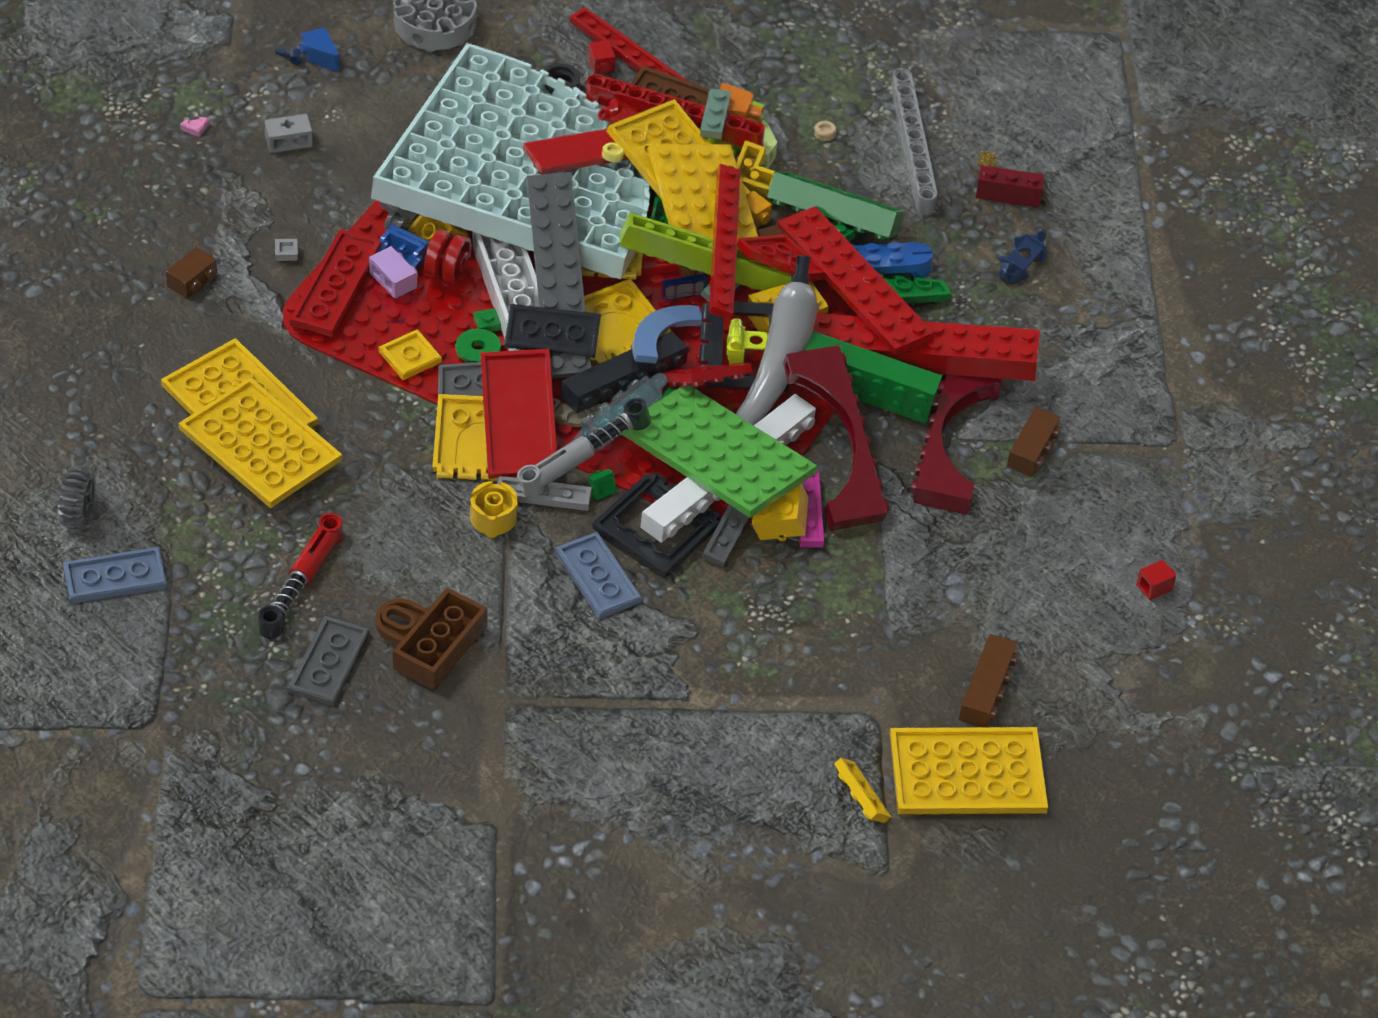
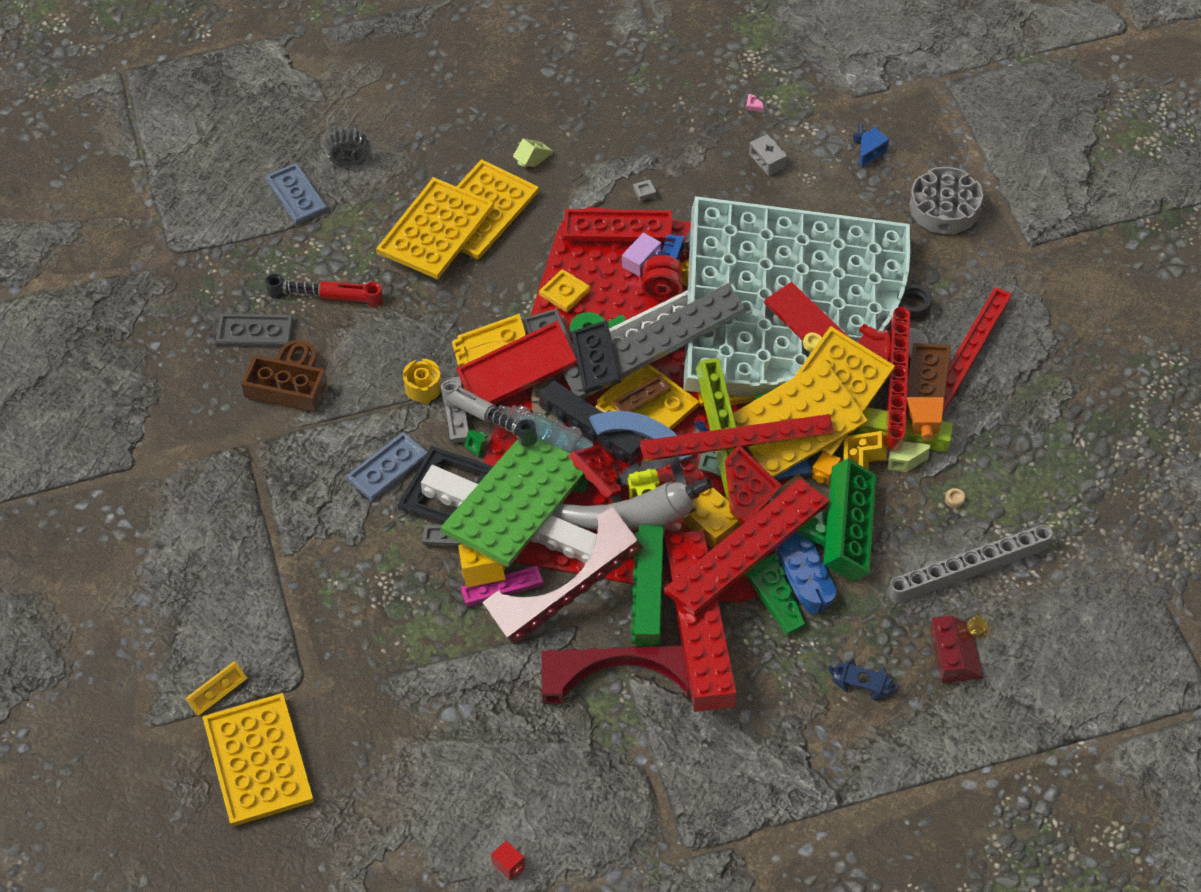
camera: 80 degrees right, 5 degrees up
(175, 332) = (531, 153): none -> yellowish green slope
(191, 272) = (595, 144): reddish brown brick -> none
(601, 57) = (957, 320): red brick -> none
(611, 322) = (642, 395): none -> reddish brown plate
(715, 114) = (896, 399): sand green plate -> none
(988, 681) = (354, 753): reddish brown brick -> none
(1034, 442) = (637, 733): reddish brown brick -> none

